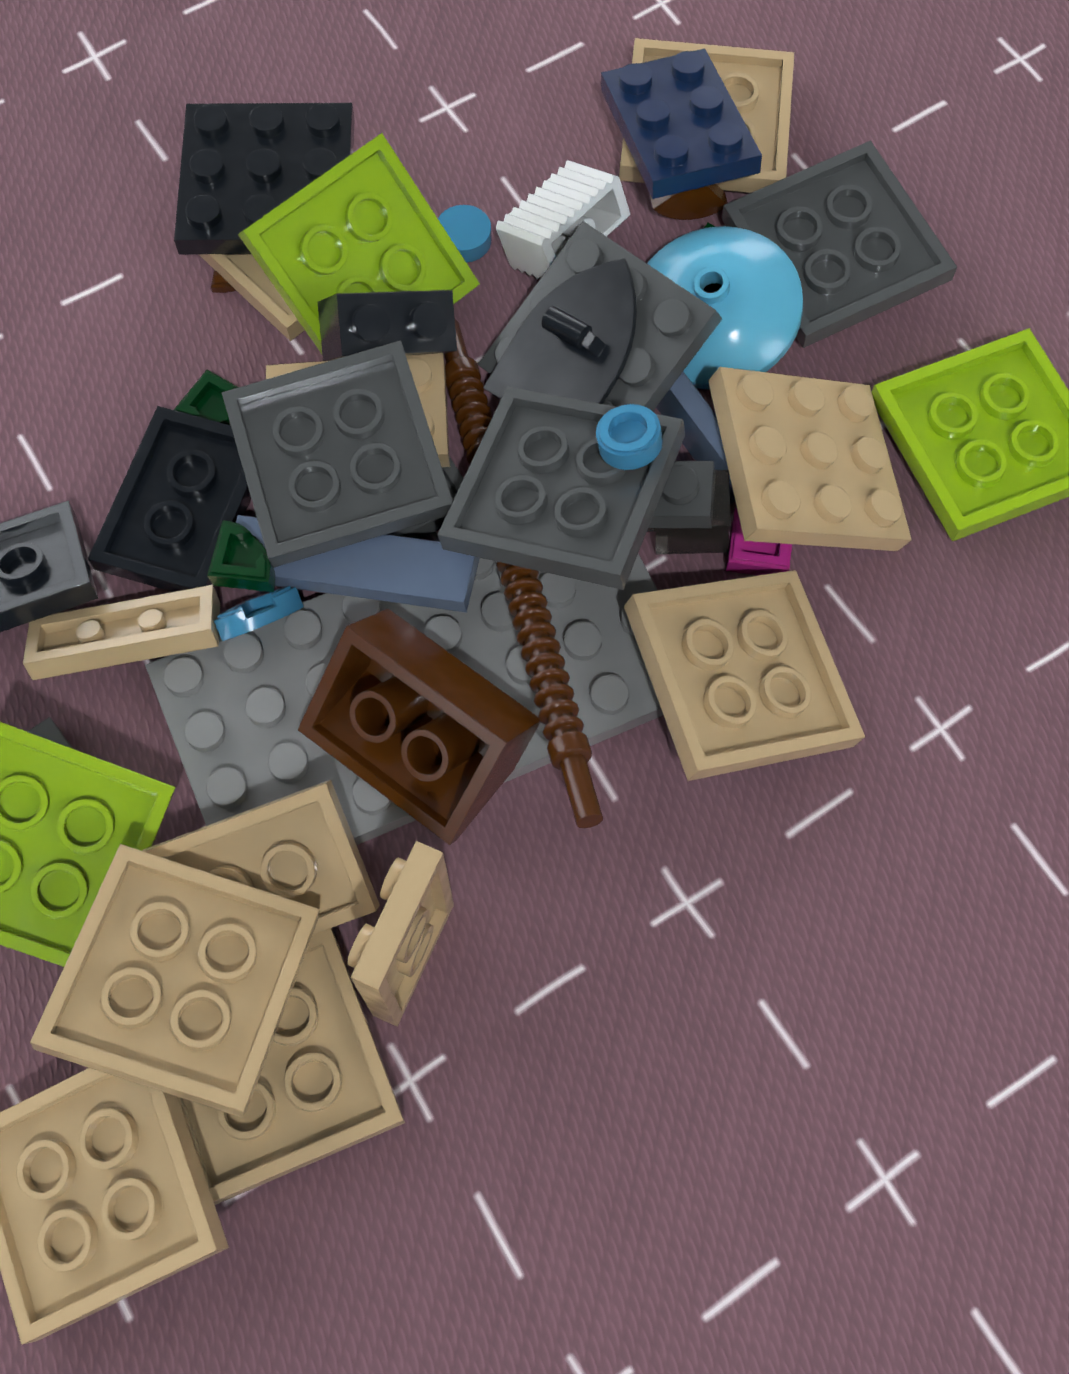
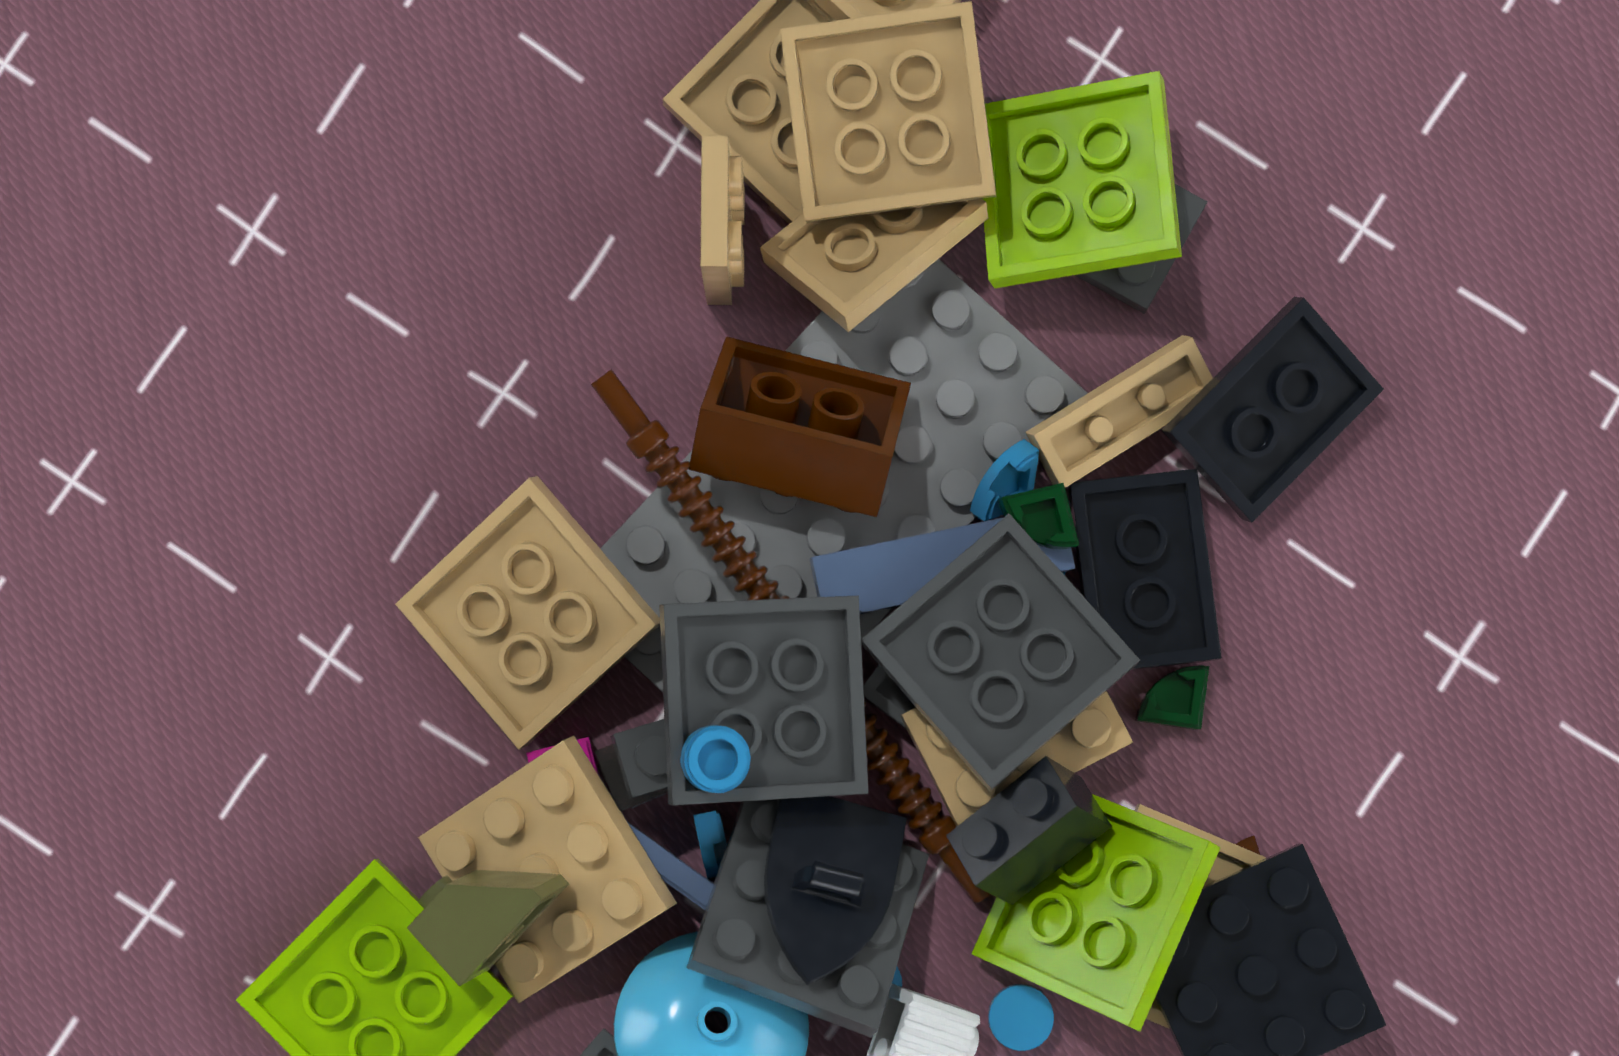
camera: 155 degrees right, 15 degrees up
(879, 429) = (480, 917): none -> olive slope

